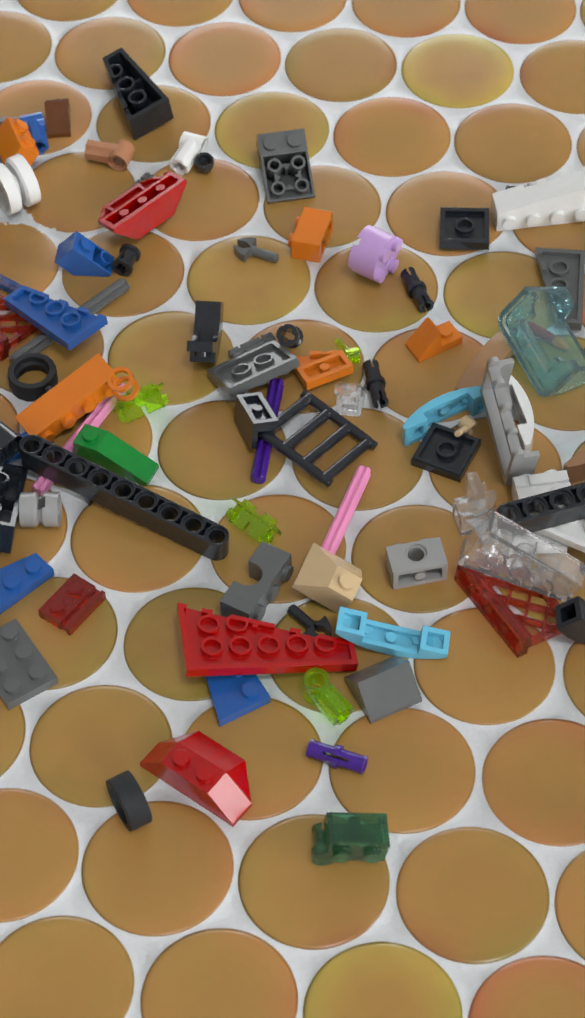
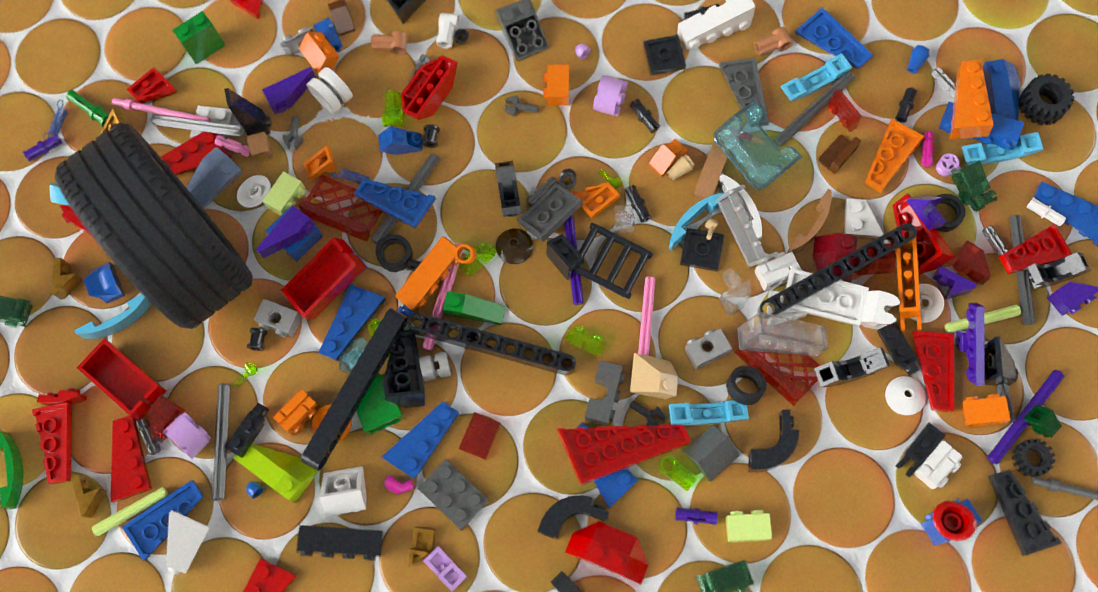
camera: 10 degrees left, 20 degrees up
(87, 220) = (392, 109): none -> clear neon green piece
(160, 708) = (566, 508): none -> black arch
(194, 402) = (514, 254): none -> dark brown dish
(357, 205) = (582, 51): none -> lavender hinge
(405, 783) = (748, 526): none -> yellowish green brick
(447, 353) = (681, 167): none -> tan cone
(454, 625) = (750, 373): none -> black tyre
(476, 704) = (768, 459): none -> black arch

